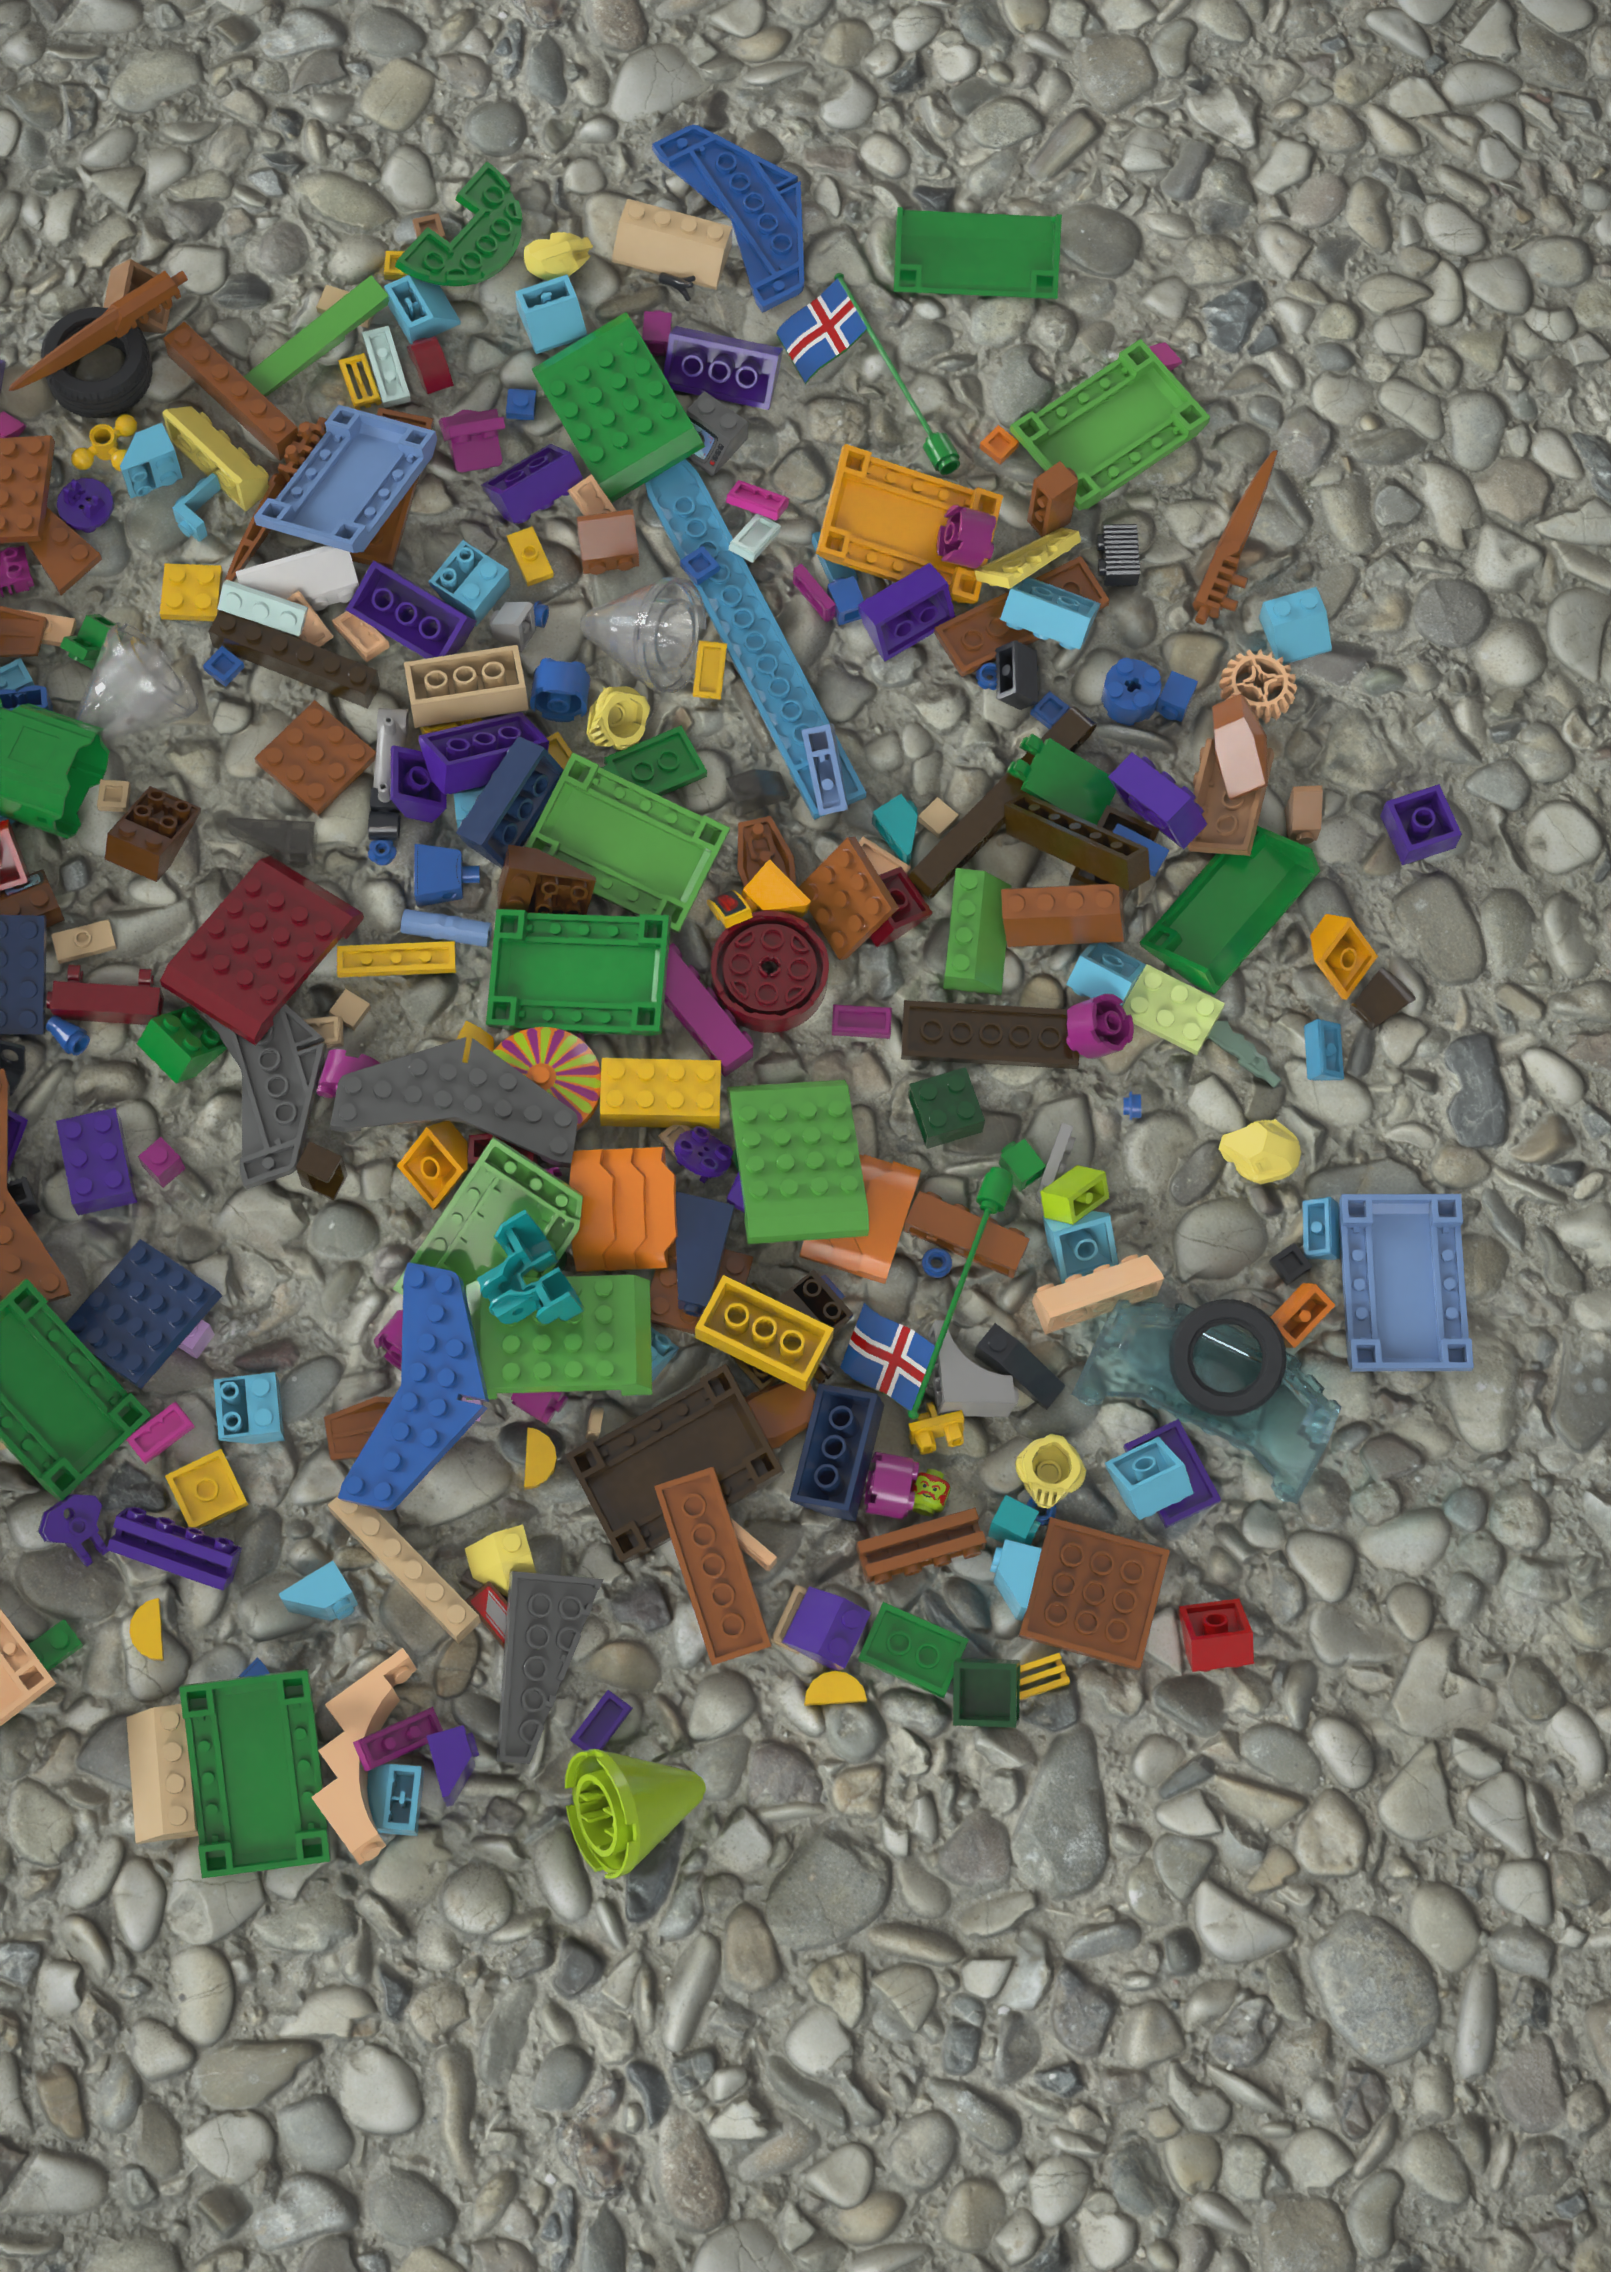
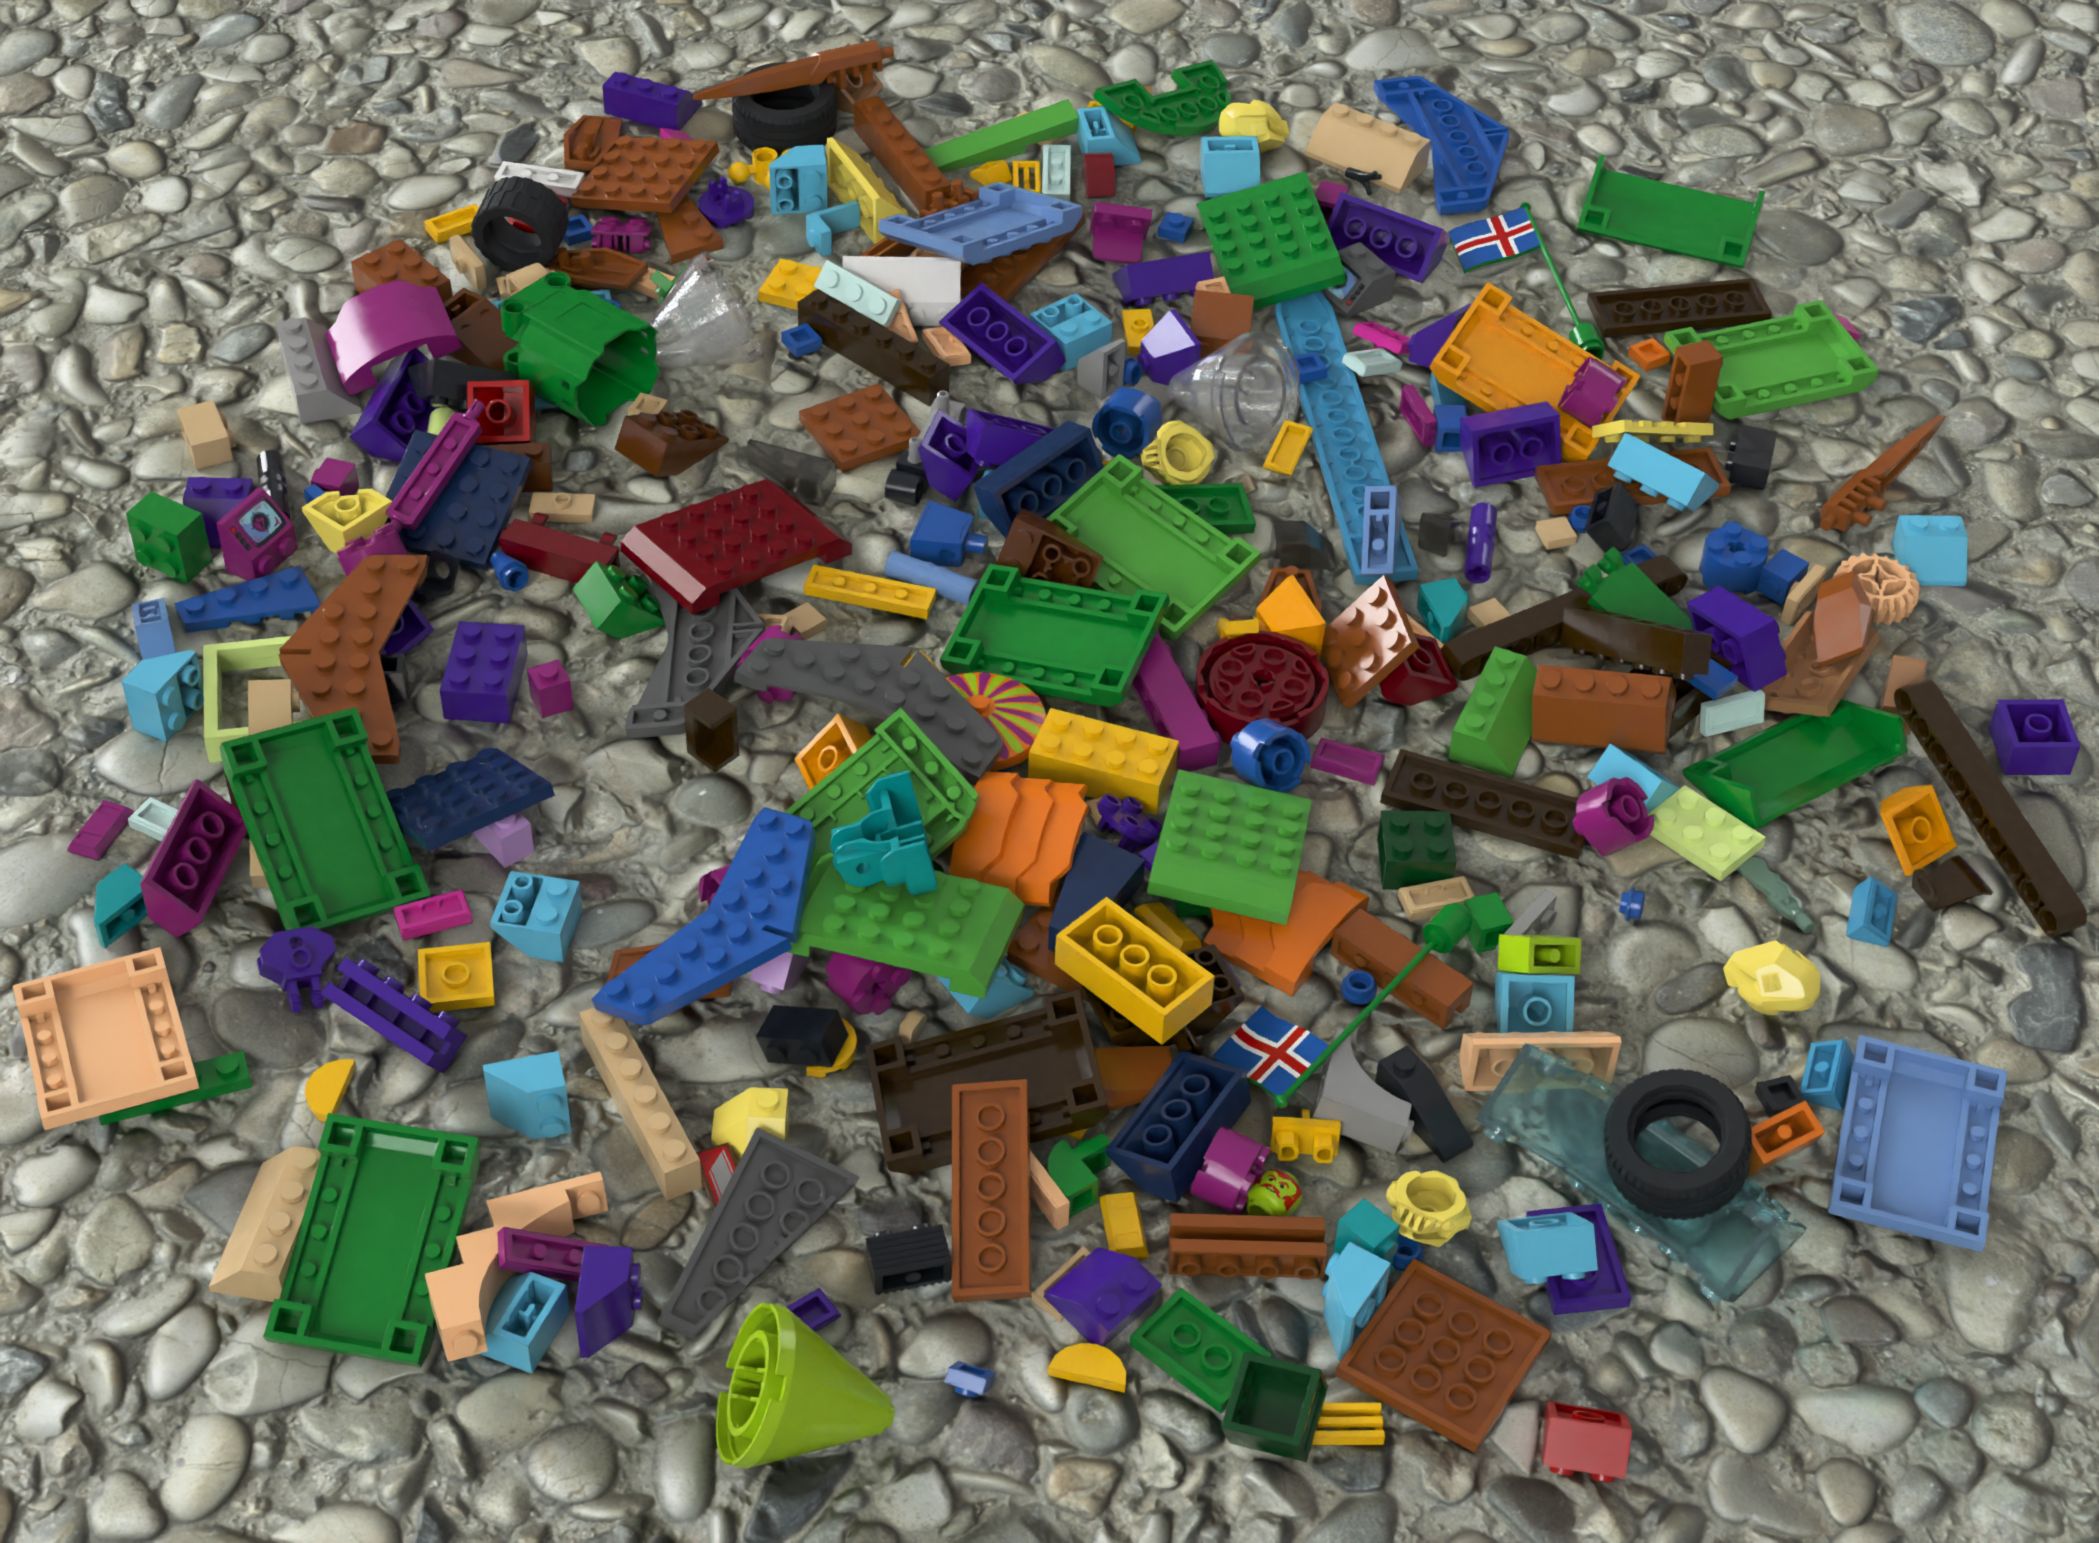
camera: 20 degrees right, 25 degrees down
(323, 382) = (992, 172): none -> yellow slope
(382, 858) = (894, 509): blue plate -> none
(466, 686) = (1034, 394): tan brick -> none
(512, 1464) = (802, 1035): none -> black brick
(570, 587) = (1168, 348): none -> dark purple slope
(667, 1641) = (908, 1258): none -> black brick
(750, 1733) = (969, 1379): none -> plate
(763, 1520) = (1075, 1170): none -> green brick
(770, 1254) = (1168, 926): none -> yellow tile
(800, 1050) = (1270, 755): none -> blue brick
(810, 498) = (1429, 340): none -> dark purple slope
(820, 1553) = (1124, 1224): none -> yellow tile
(871, 731) = (1438, 531): none -> clear smoke slope
(909, 734) = (1480, 543): none -> dark purple axle
(970, 698) = (1556, 532): none -> tan tile
(974, 1150) = (1428, 899): none -> tan plate
(1012, 377) = (1678, 307): none -> dark brown plate
(1172, 868) = (1732, 712): none -> light aqua tile
(1197, 711) = (1802, 594): none -> tan plate
(1398, 921) = (1990, 808): none -> dark brown beam

